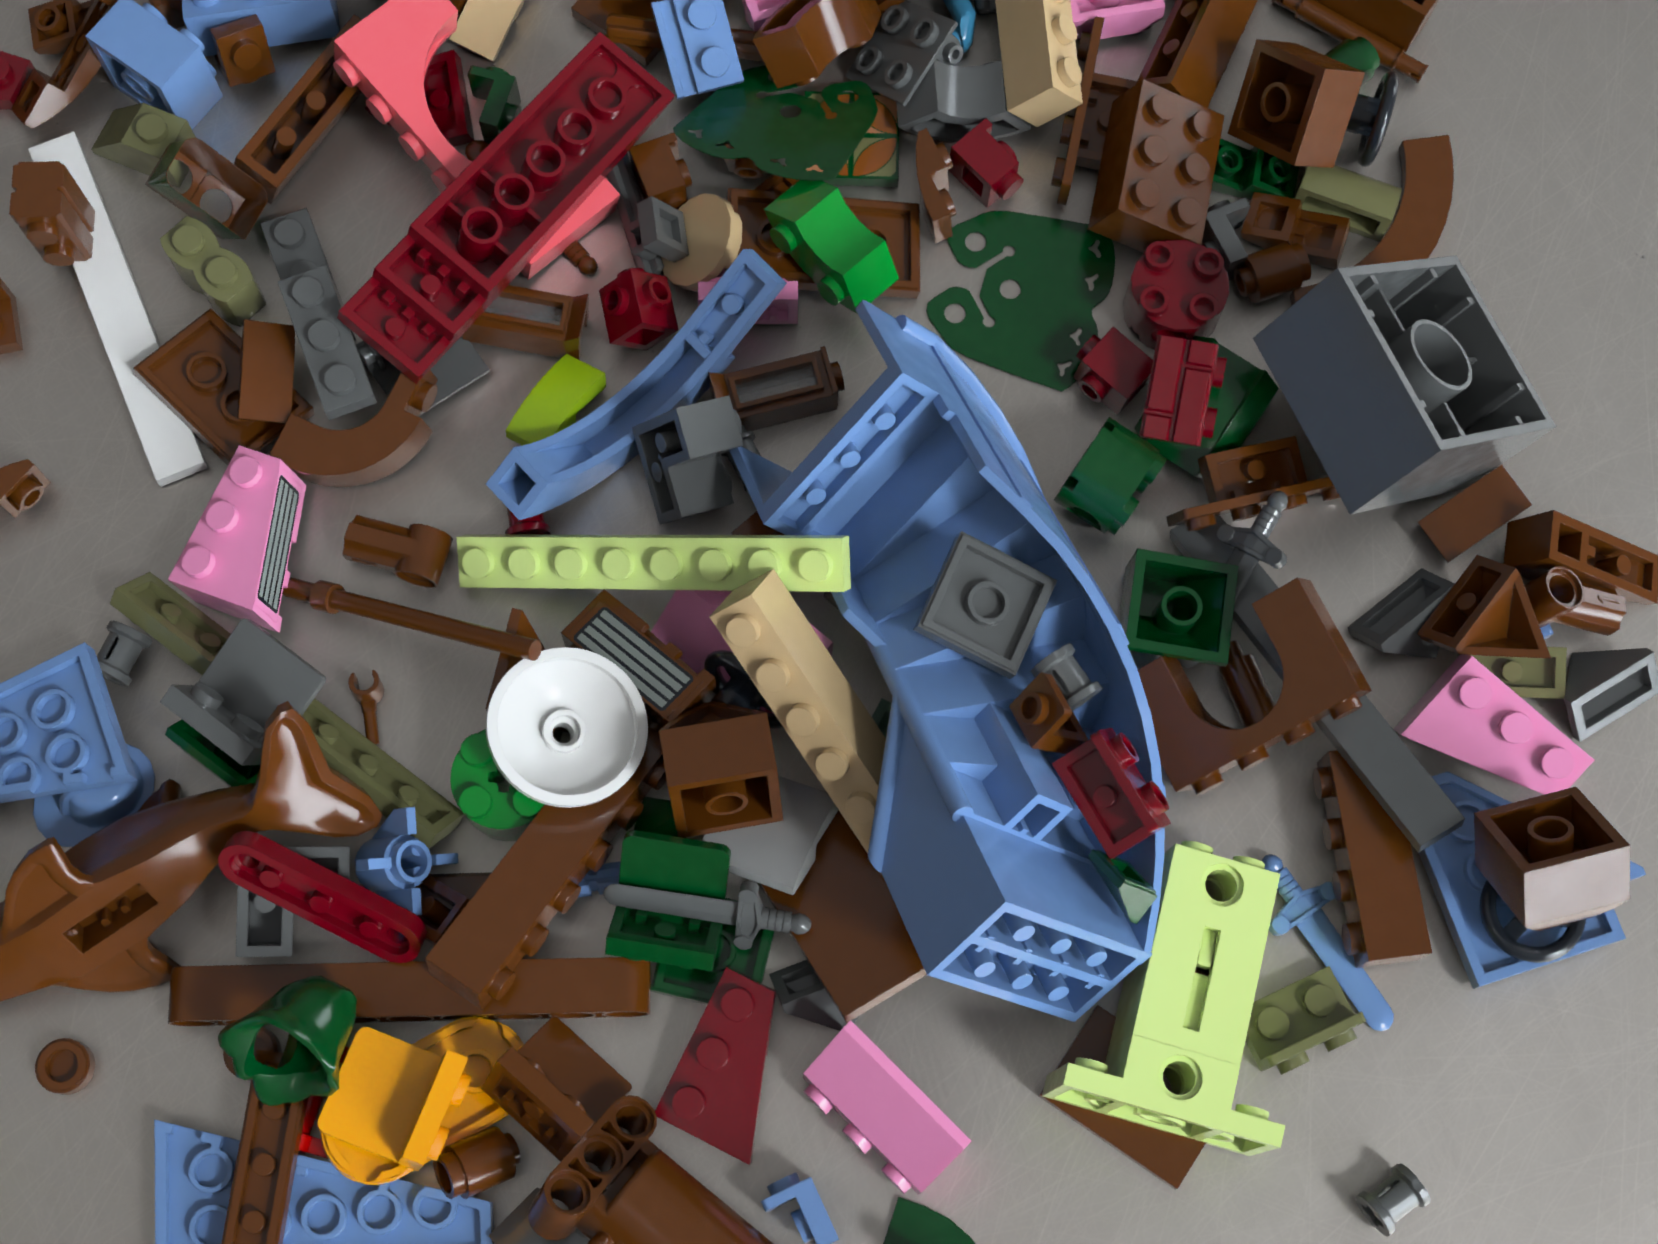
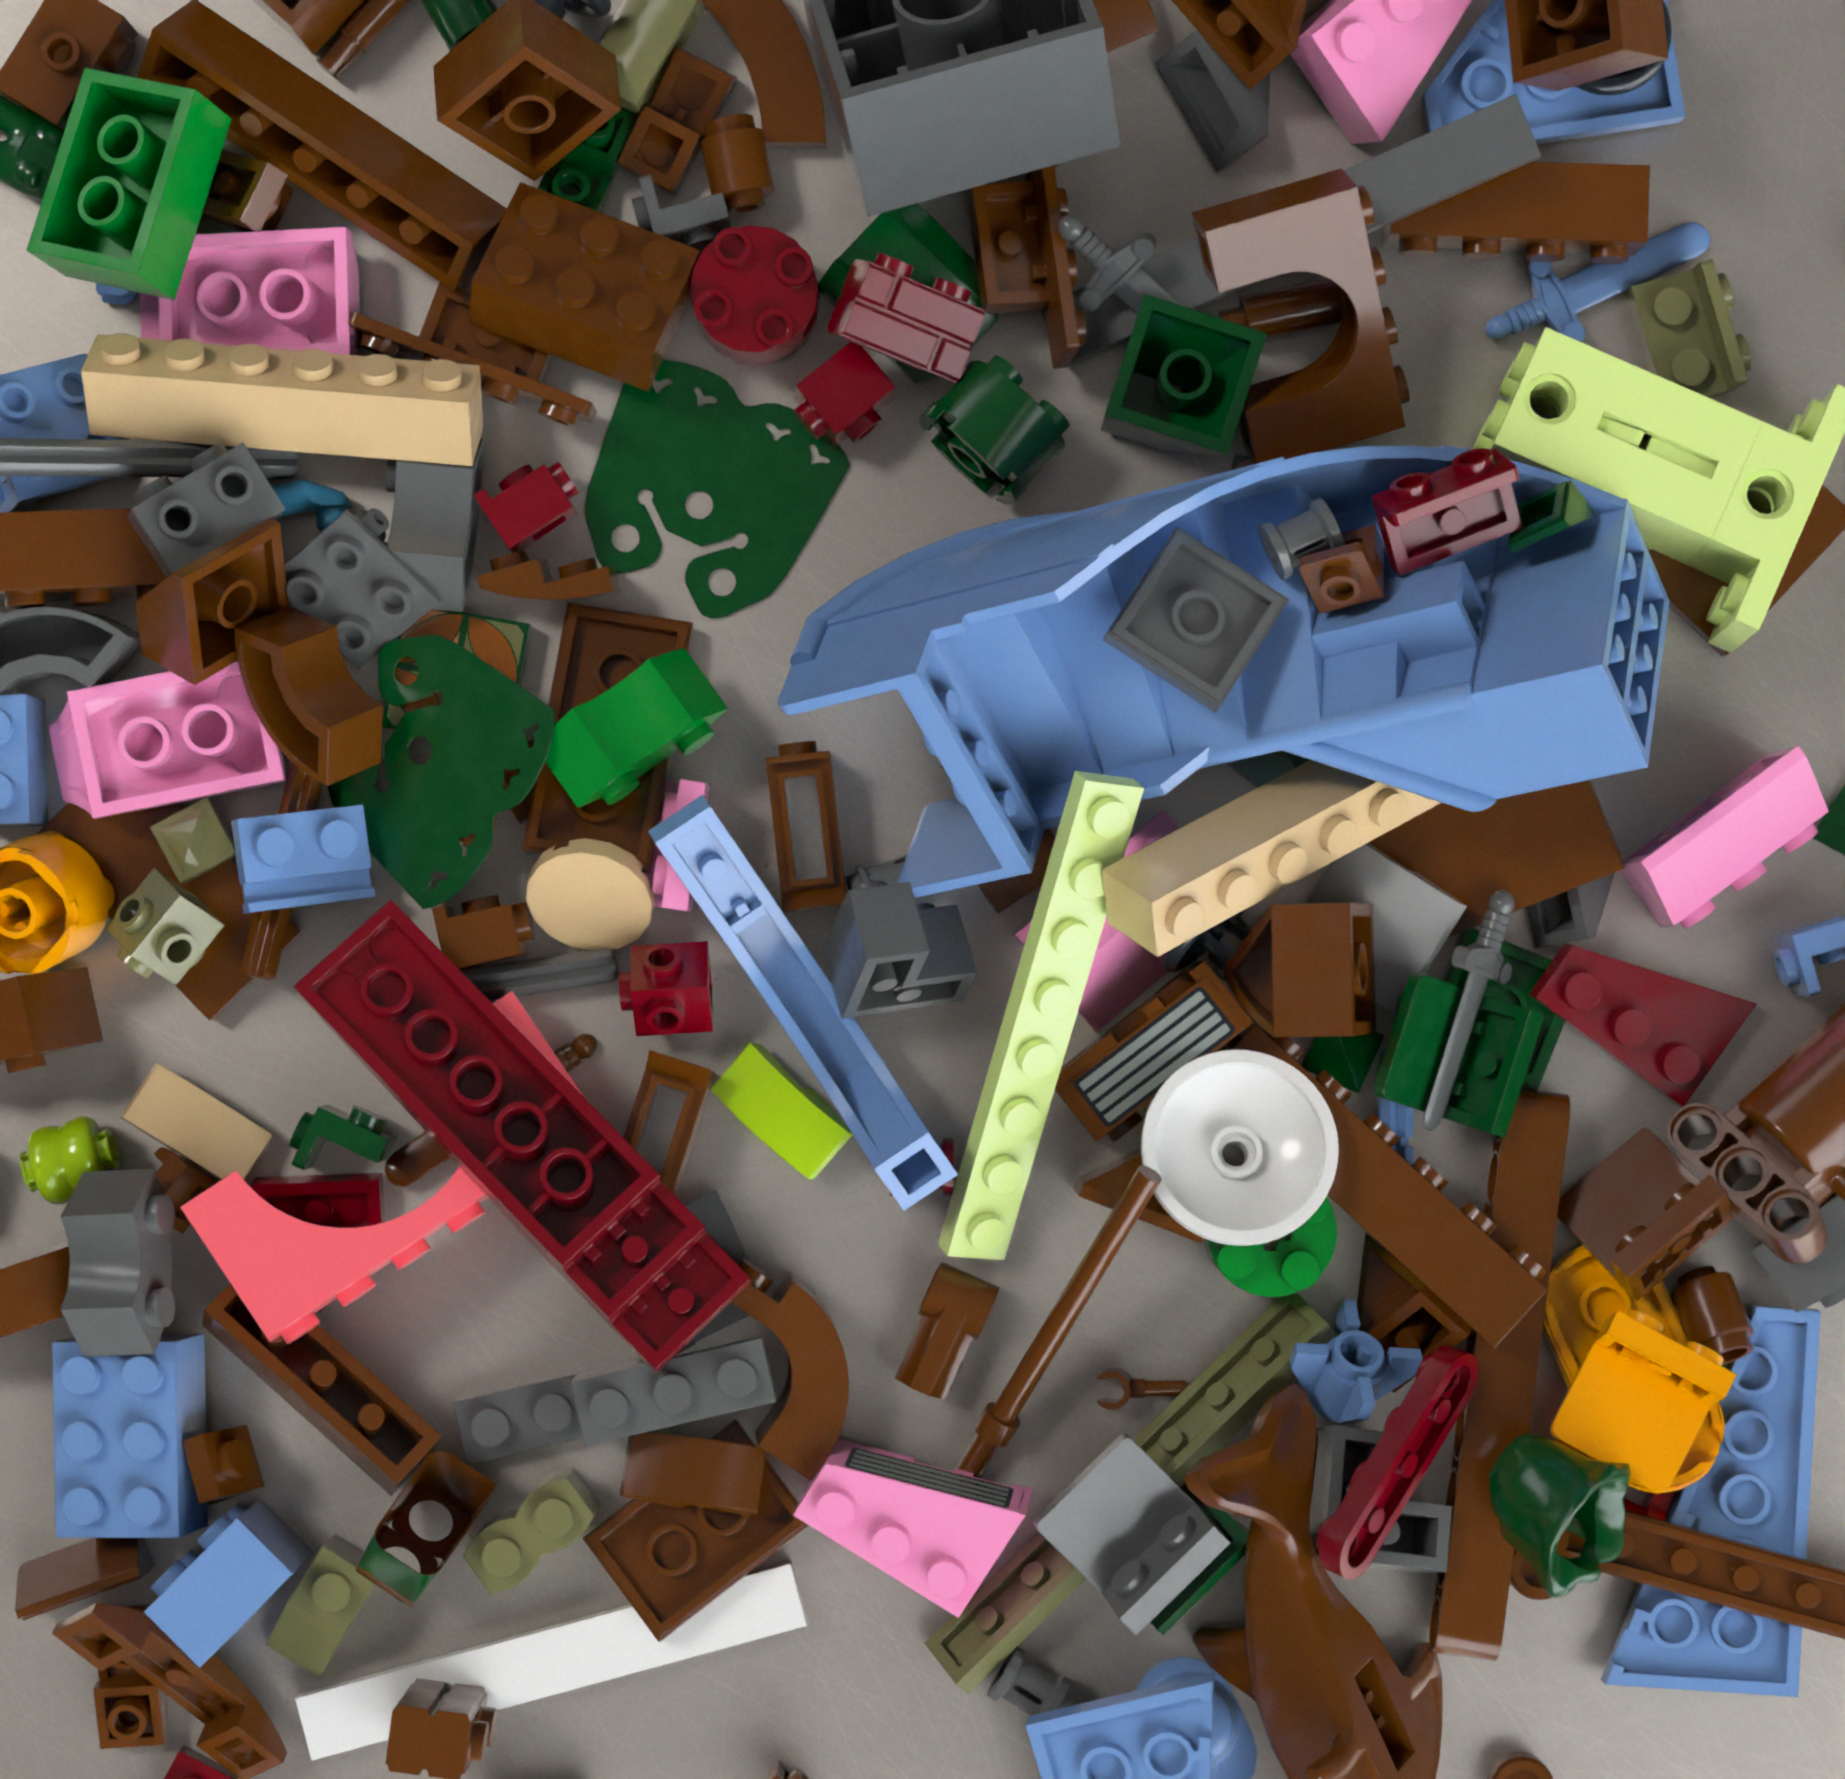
camera: 80 degrees left, 15 degrees up
(660, 231) = (572, 945): dark grey tile -> none

